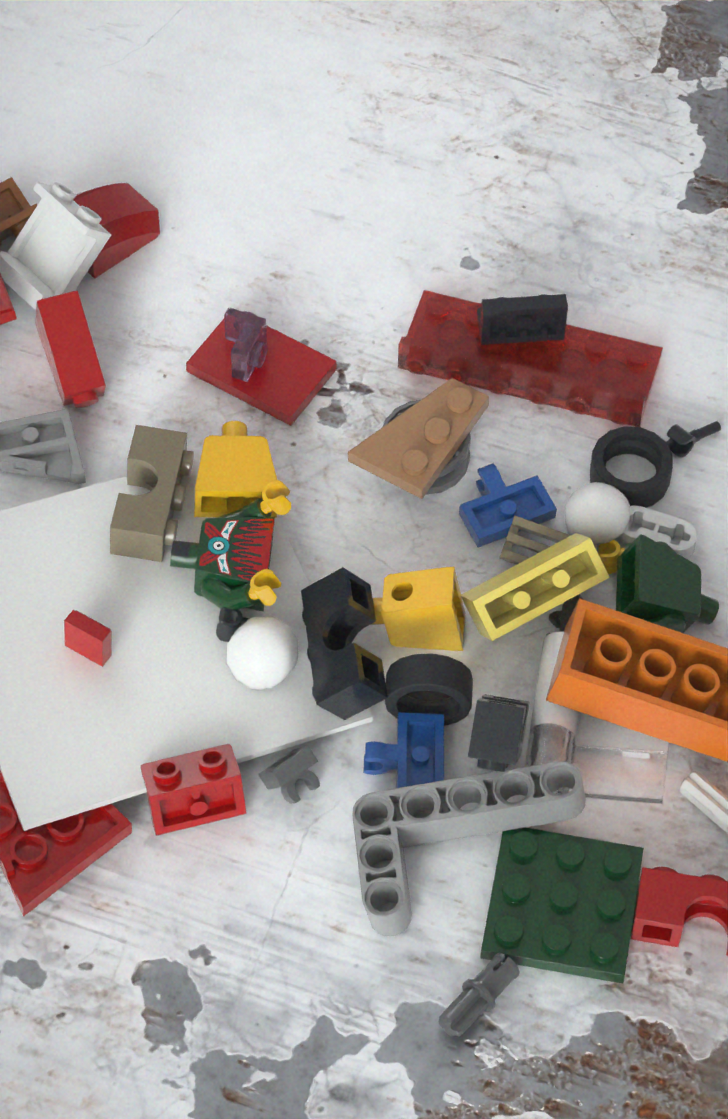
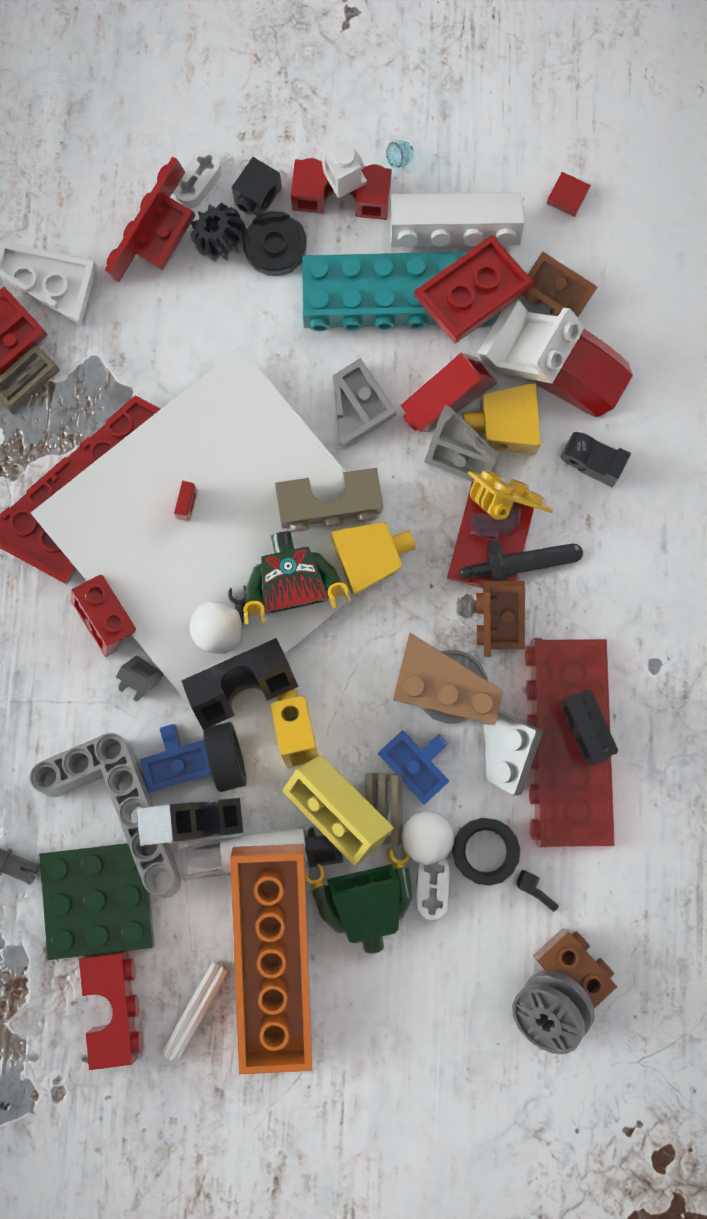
camera: 75 degrees right, 25 degrees up
(129, 306) = (508, 419): none -> yellow torso
(143, 357) = (459, 447): none -> light grey wing
(211, 240) = (595, 458): none -> black leg
(220, 325) = (498, 496): none -> yellow hinge
(300, 357) = (500, 566): none -> black sword
(361, 369) = (503, 614): none -> dark orange bracket
(522, 409) = (510, 752): none -> wing

